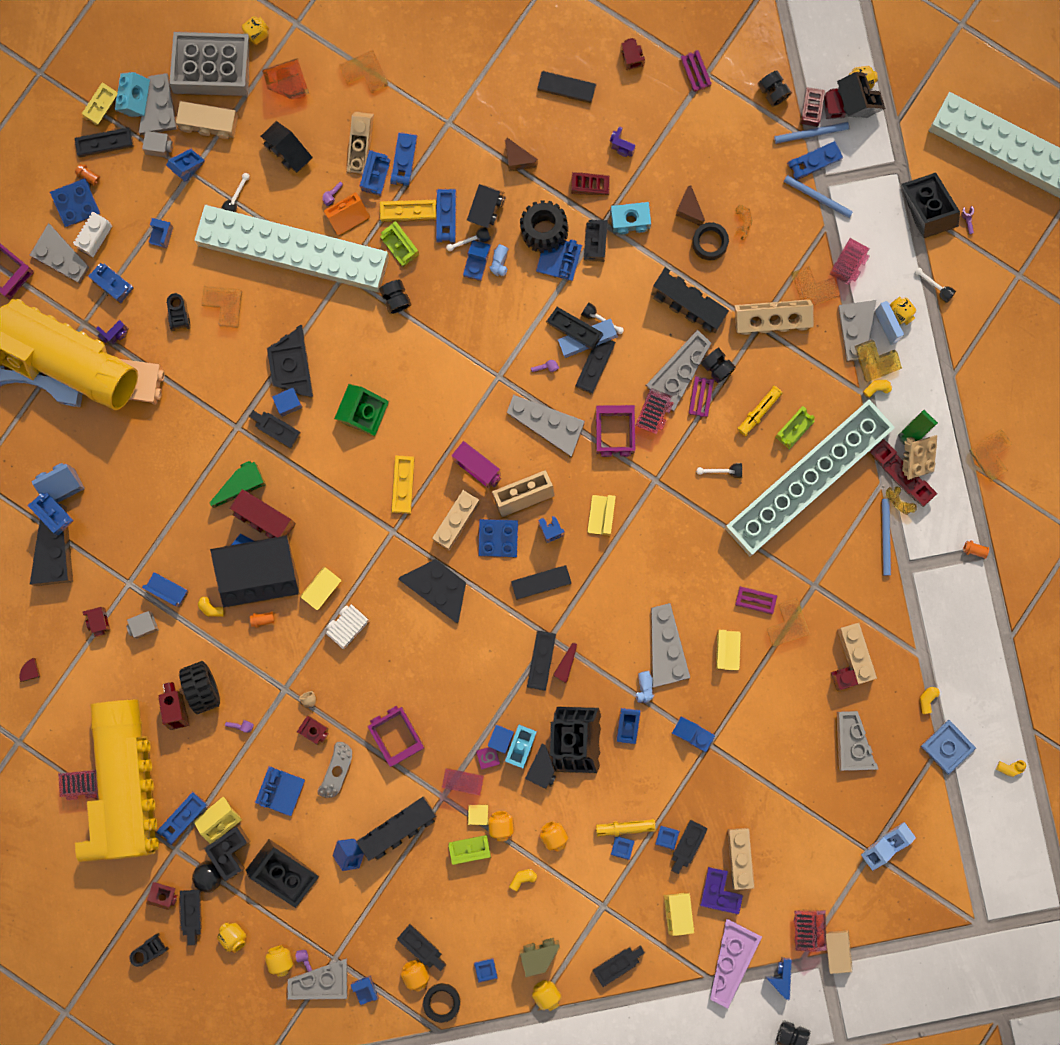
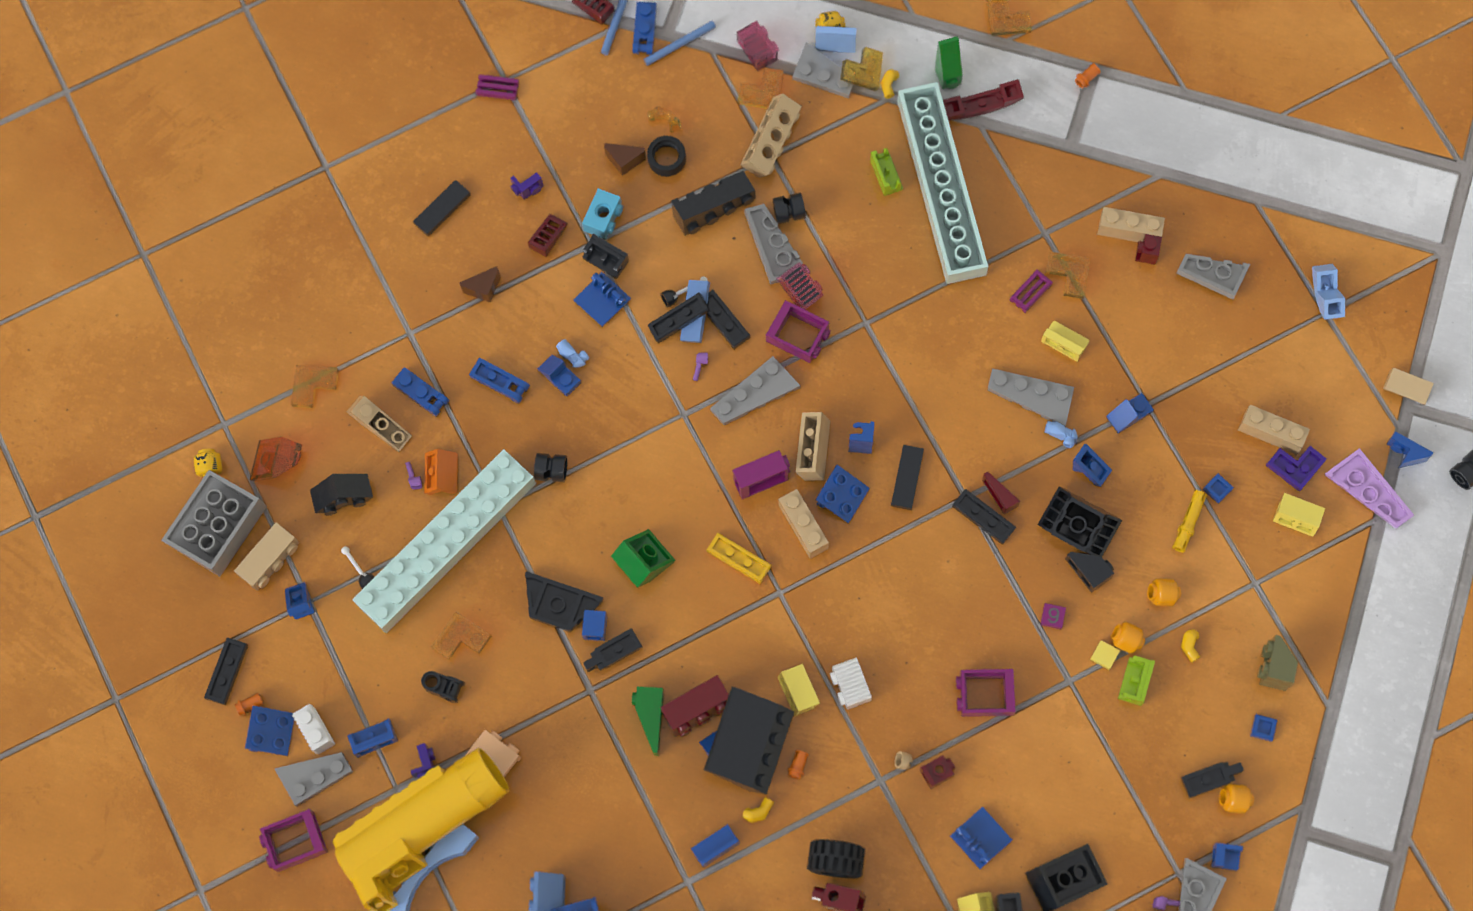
camera: 60 degrees left, 10 degrees down
(99, 104) = (187, 653): light yellow hinge -> none
(132, 94) = (197, 615): medium azure brick -> none
(142, 625) = (738, 888): light grey brick -> none
(157, 144) = (261, 617): light grey brick -> none
(159, 106) = (223, 598): light grey wing -> none
(160, 233) = (351, 662): blue panel -> none
(245, 727) = (898, 838): medium lavender hand -> none
(341, 757) = (1001, 780): light grey piece -> none
(348, 854) = (1080, 802): blue panel -> none
(375, 173) = (417, 425): blue hinge -> none
(396, 828) = (1079, 739): black wedge -> none
(399, 244) = (501, 436): lime hinge -> none
(408, 210) = (472, 413): yellow tile -> none
(438, 587) = (859, 576): black wing -> none
(445, 1017) = (1288, 775): black tyre -> none
(463, 781) = (1065, 650): clear pink brick -> none
(482, 235) = (538, 356): hinge -> none
(484, 206) = (513, 334): black brick -> none
(500, 739) = (1041, 591): blue panel -> none
(520, 746) = (1059, 576): medium azure brick -> none
(539, 213) = (554, 283): black tyre -> none
(546, 995) = (1318, 680): yellow head -> none
(601, 515) = (873, 386): light yellow panel -> none
(618, 965) = (1321, 597): black hinge -> none
(622, 847) = (1207, 535): blue tile -> none
(632, 54) = (447, 133): dark red brick -> none
(688, 845) = (1236, 472): black hinge -> none
(703, 381) = (796, 230): magenta tile -> none
(735, 470) = (897, 245): hinge -> none
(745, 427) = (861, 213): yellow pin -> none
(770, 83) = (549, 26): black wheel -> none
(810, 930) = (1374, 401): clear pink brick -> none
(886, 537) = (1033, 147): medium blue bar -> none
(903, 507) = (1013, 117): clear yellow piece -> none
(919, 456) = (976, 77): tan hinge -> none
(927, 697) = (1204, 187): yellow arm -> none
(948, 747) = (1260, 193): medium blue tile -> none
(1013, 769) = (1310, 148): yellow arm -> none

